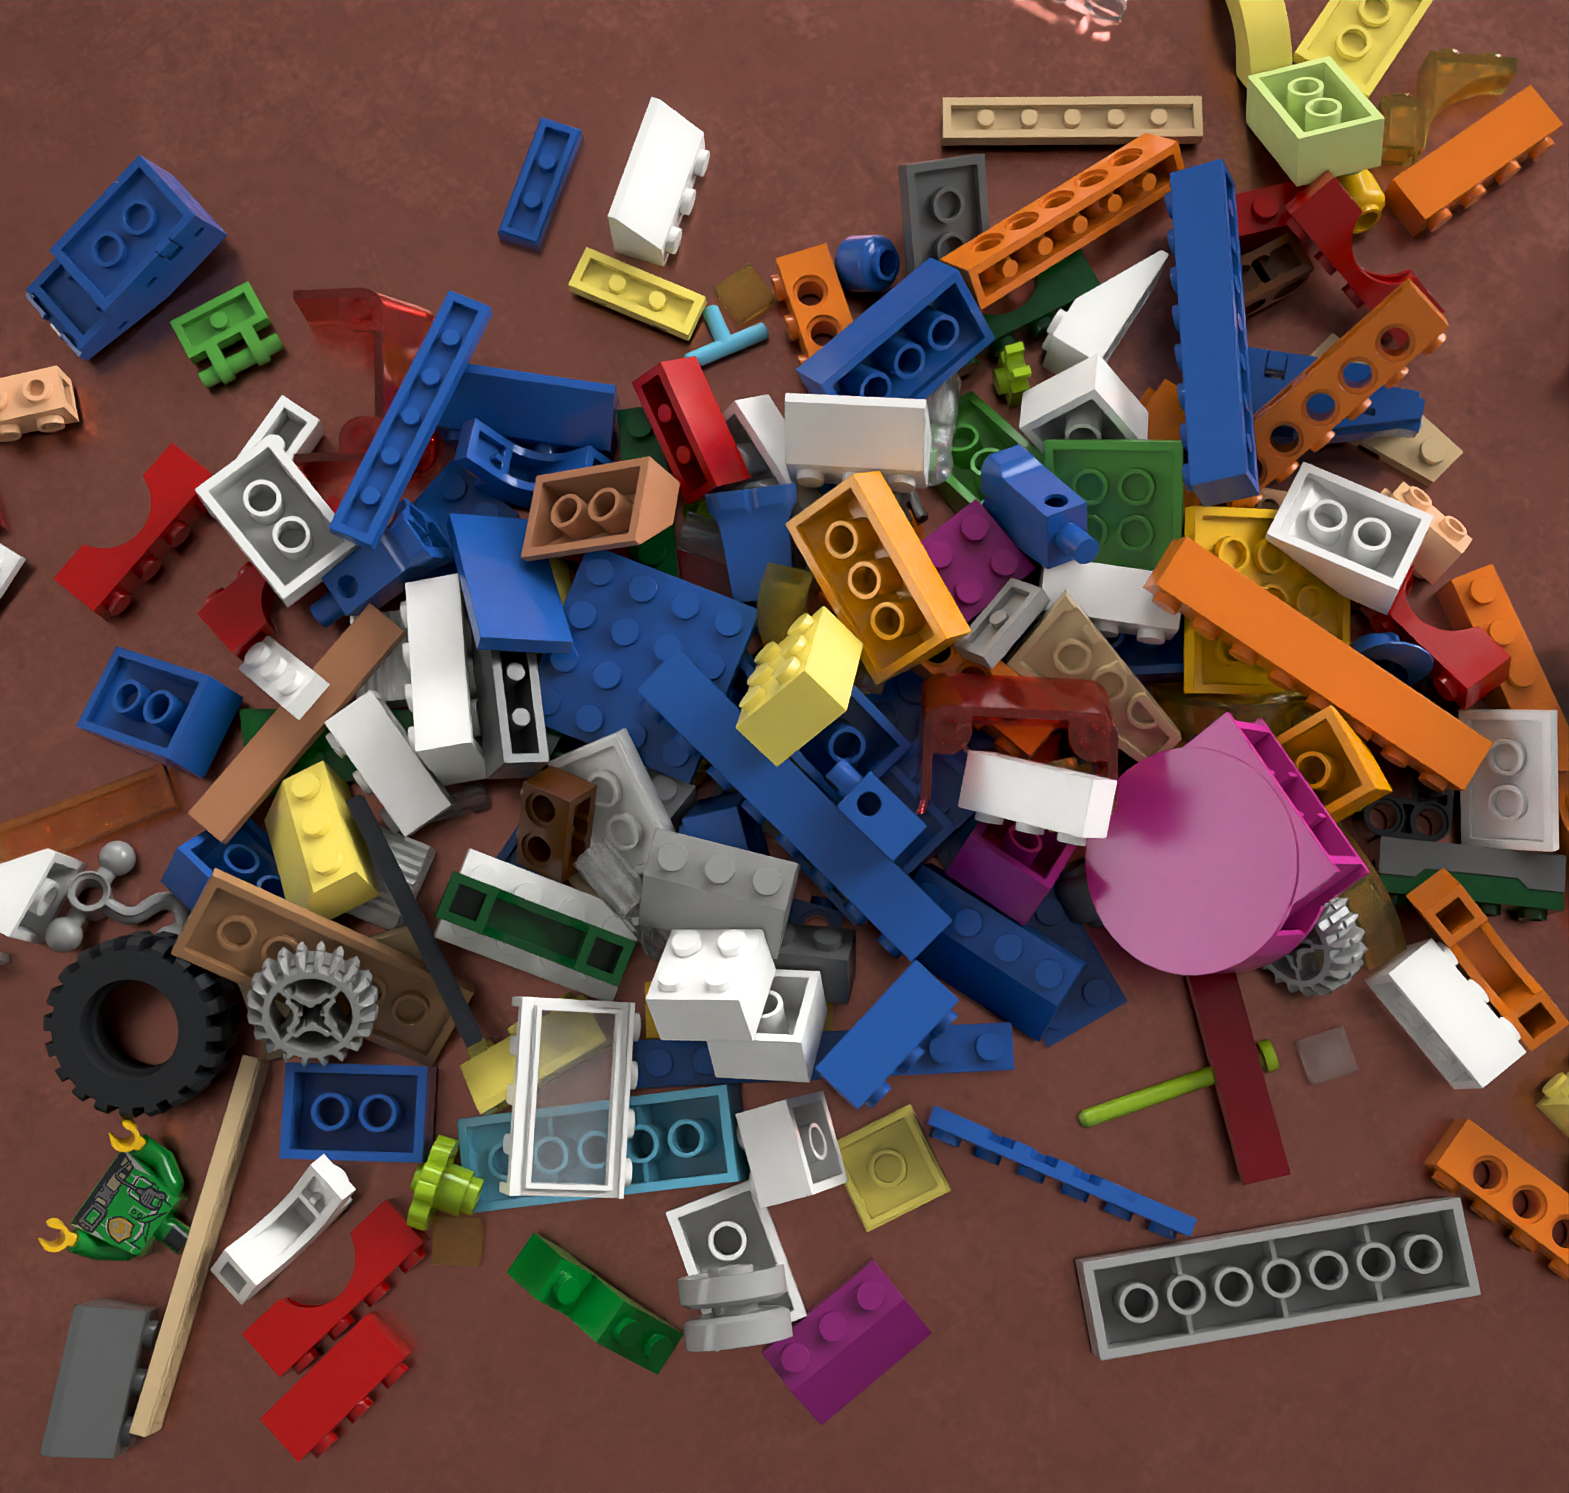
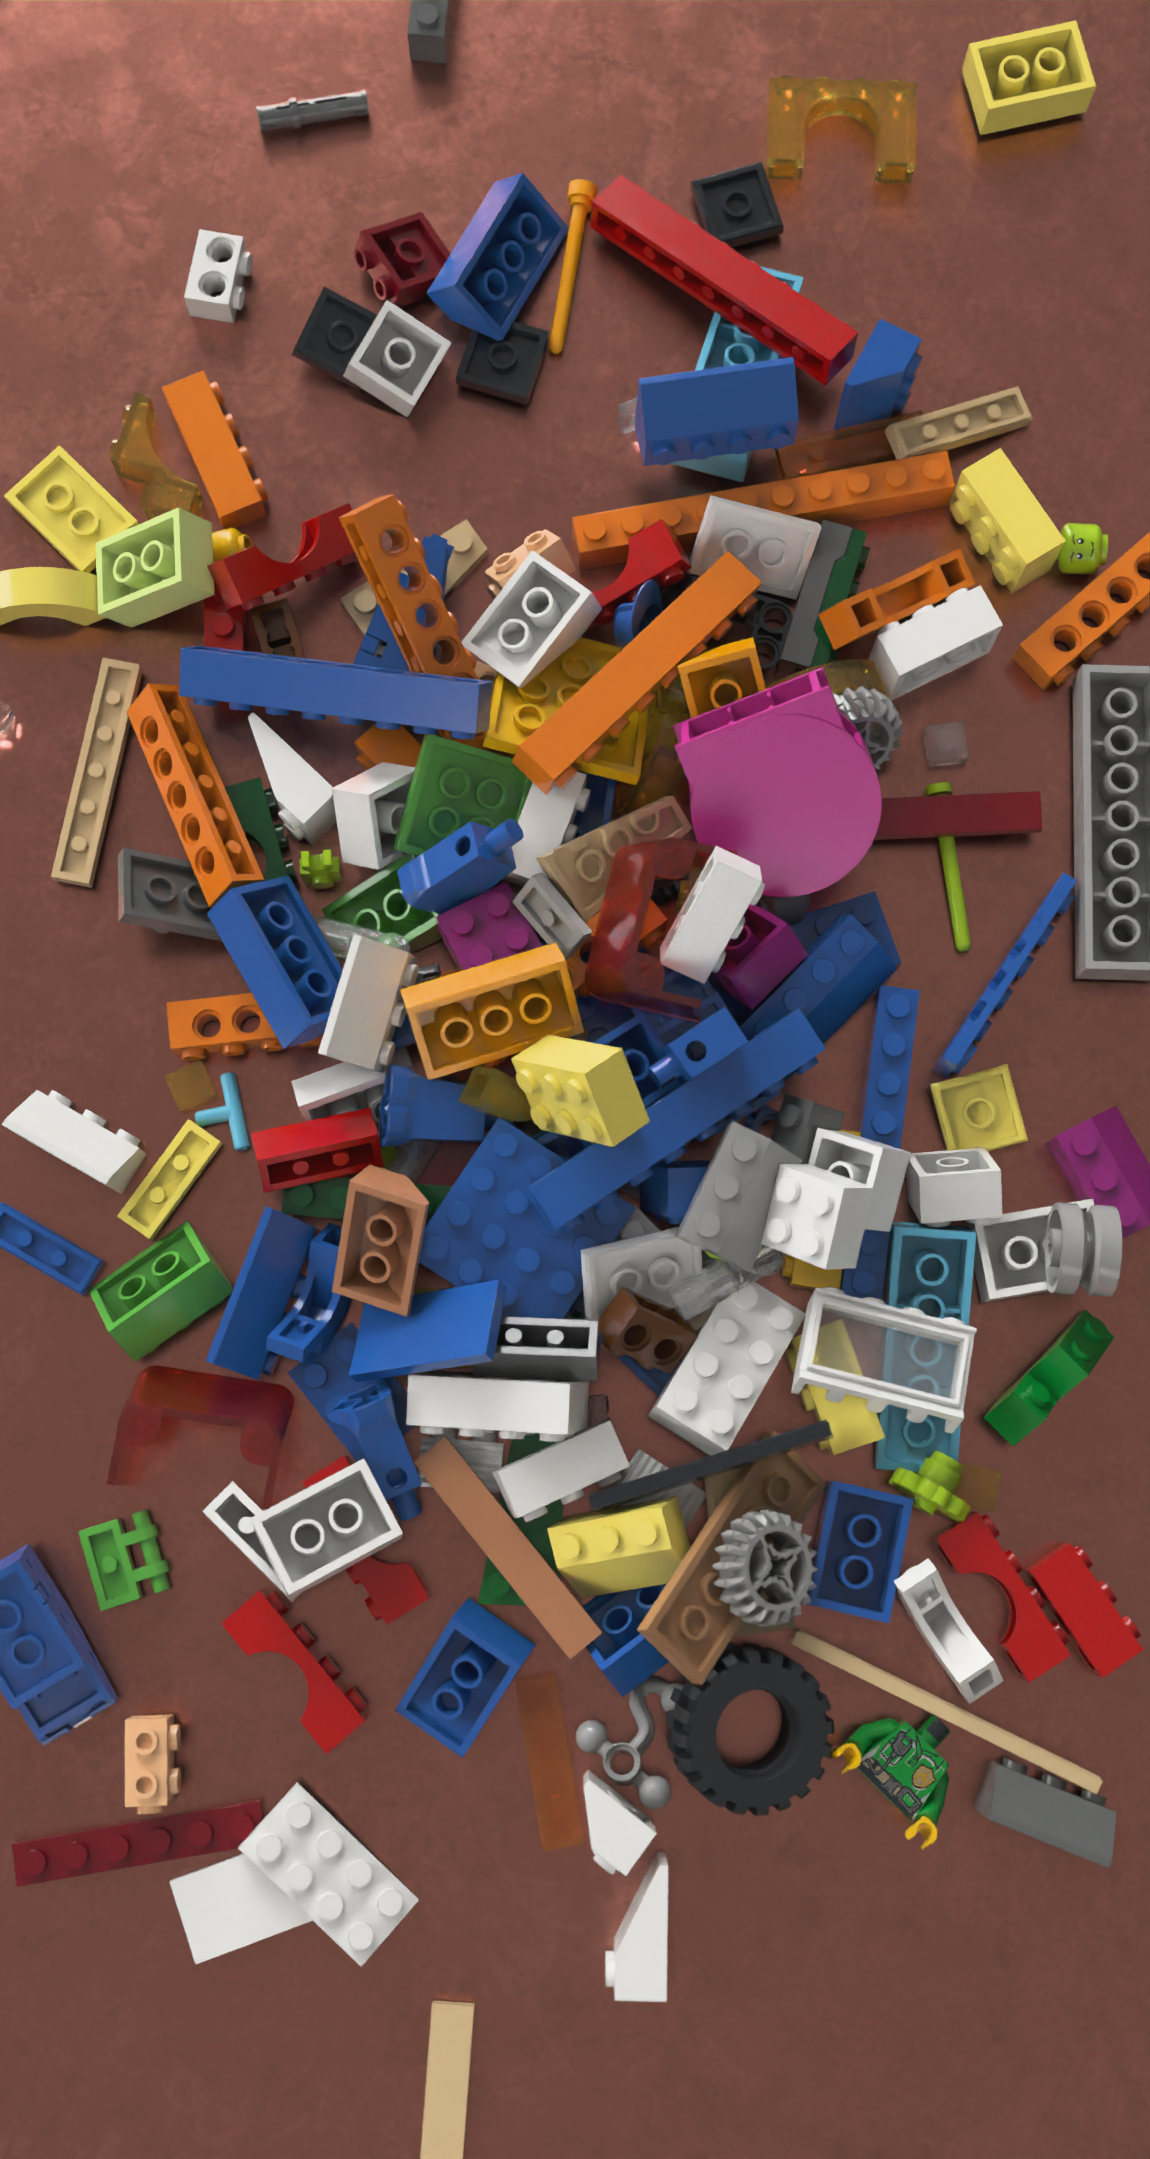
camera: 80 degrees left, 0 degrees up
(283, 676) = (463, 1552): white plate -> none
(410, 420) = (262, 1390): blue plate -> none
(532, 317) = (160, 1291): none -> bright green slope
(534, 928) = (739, 1359): dark green arch -> none
(867, 263) = (190, 971): blue head -> none
(888, 1037) = (883, 1081): blue brick -> none

